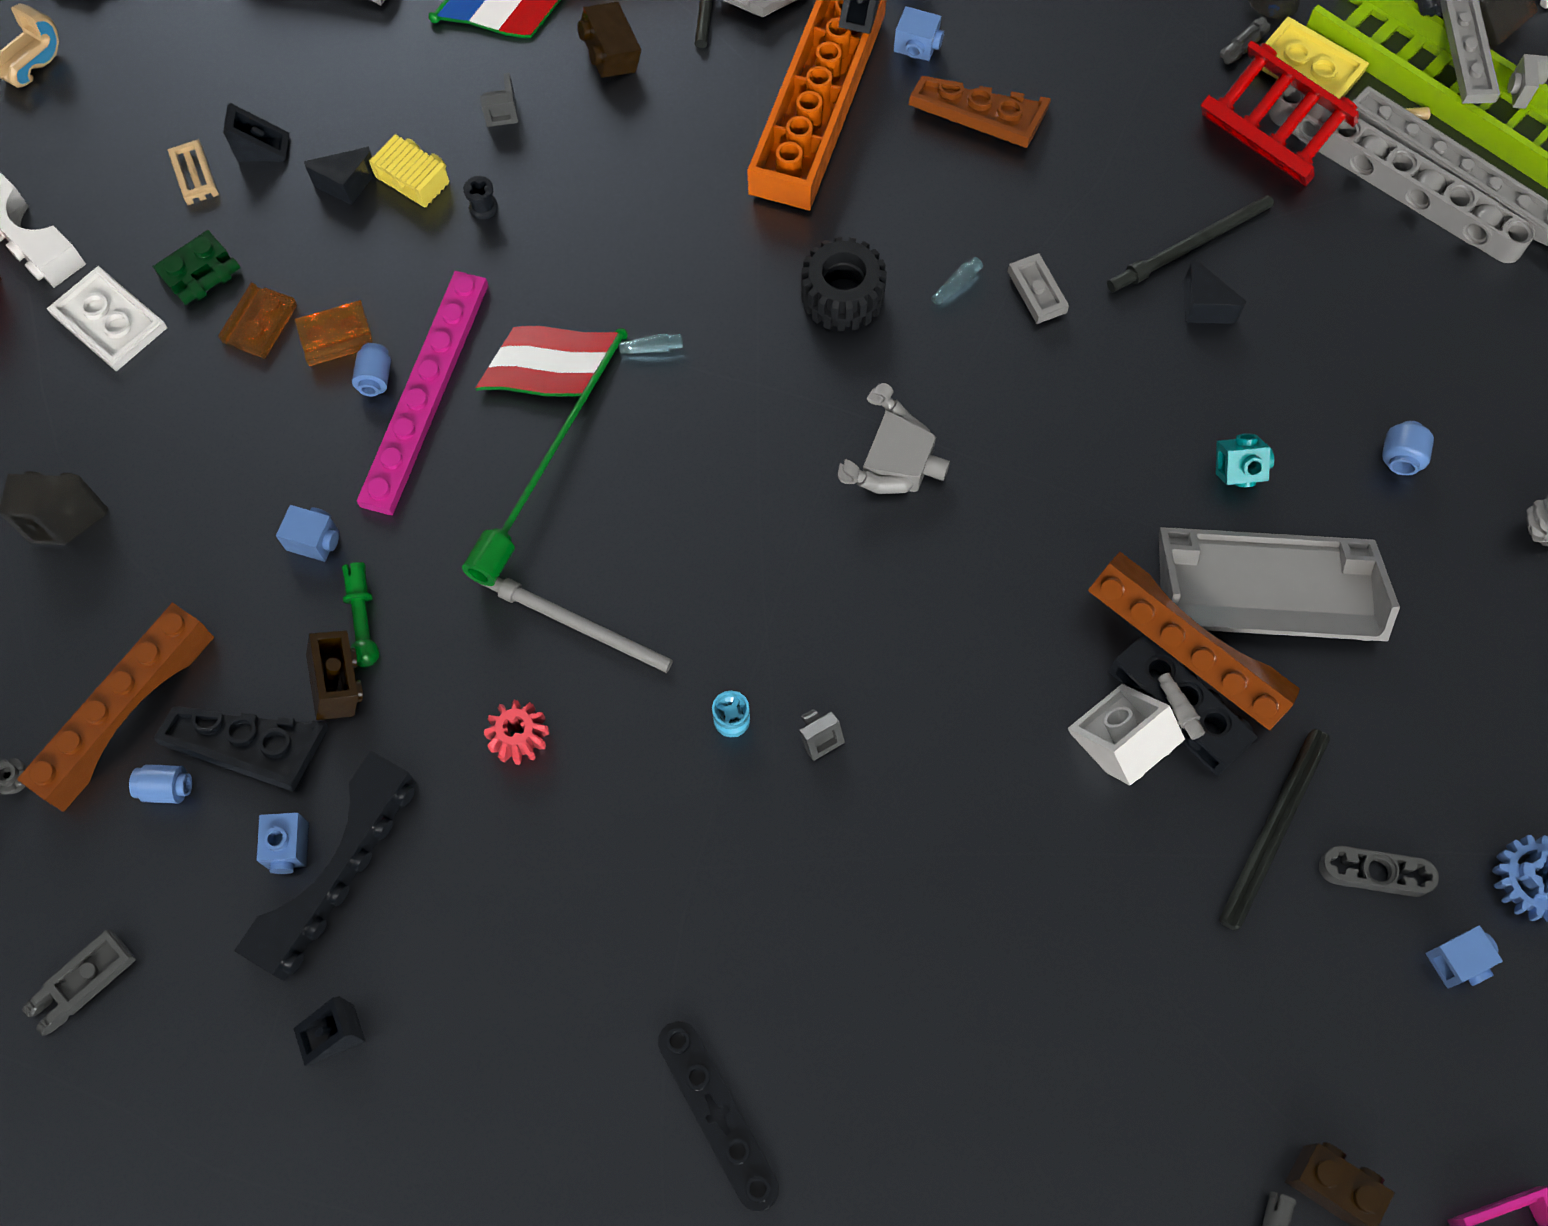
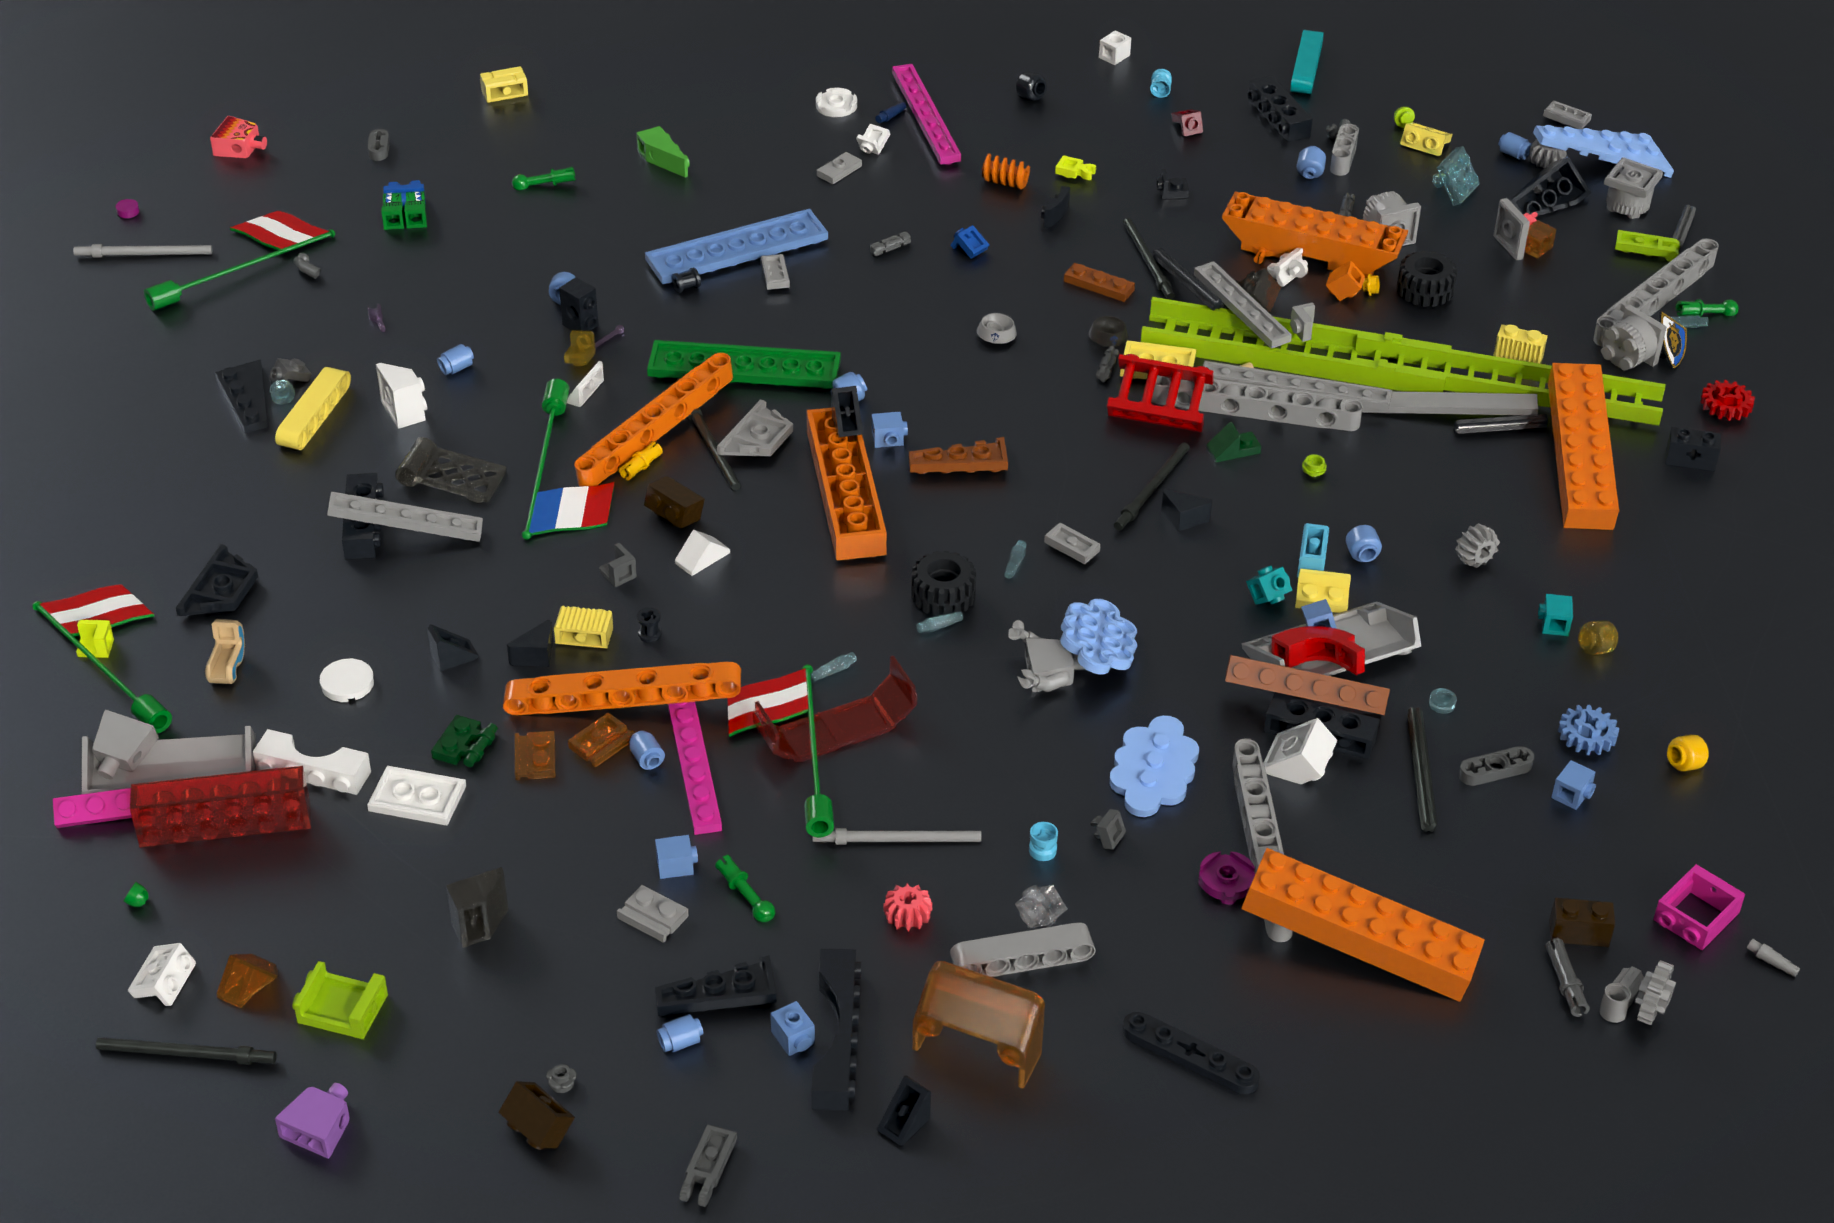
camera: 30 degrees left, 25 degrees down
(72, 754) = (606, 1032): dark orange arch -> none
(132, 132) = (346, 680): none -> white tile
(199, 190) = (409, 689): tan tile -> none
(244, 597) = (652, 913): none -> light grey plate
(332, 675) = (758, 922): dark brown brick -> none
(392, 277) = (622, 688): none -> orange beam
(466, 967) = (984, 1010): none -> clear orange windscreen
(600, 429) = (845, 723): none -> clear red windscreen
(603, 119) = (700, 552): none -> white slope
(608, 863) = (1025, 950): none -> light grey beam
(663, 813) = (1040, 906): none -> clear brick
(811, 334) = (935, 623): none -> clear light blue animal
(934, 855) = (1223, 888): none -> magenta plate
(938, 662) = (1154, 766): none -> light blue plate
(978, 445) = (1099, 636): none -> light blue plate
(992, 863) = (1257, 813): none -> light grey beam
(1037, 1058) = (1363, 924): none -> orange brick
(1181, 707) = (1330, 721): light grey animal -> none
(1250, 580) = (1319, 643): none -> red arch
(1272, 546) = (1318, 614): none -> medium blue brick
(1311, 496) = (1322, 585): none -> light yellow bracket
(1330, 224) = (1231, 445): none -> dark green slope
(1330, 435) = (1313, 547): none -> medium azure brick
(1368, 733) = (1442, 700): none -> clear light blue tile
(1418, 298) = (1314, 465): none -> lime plate

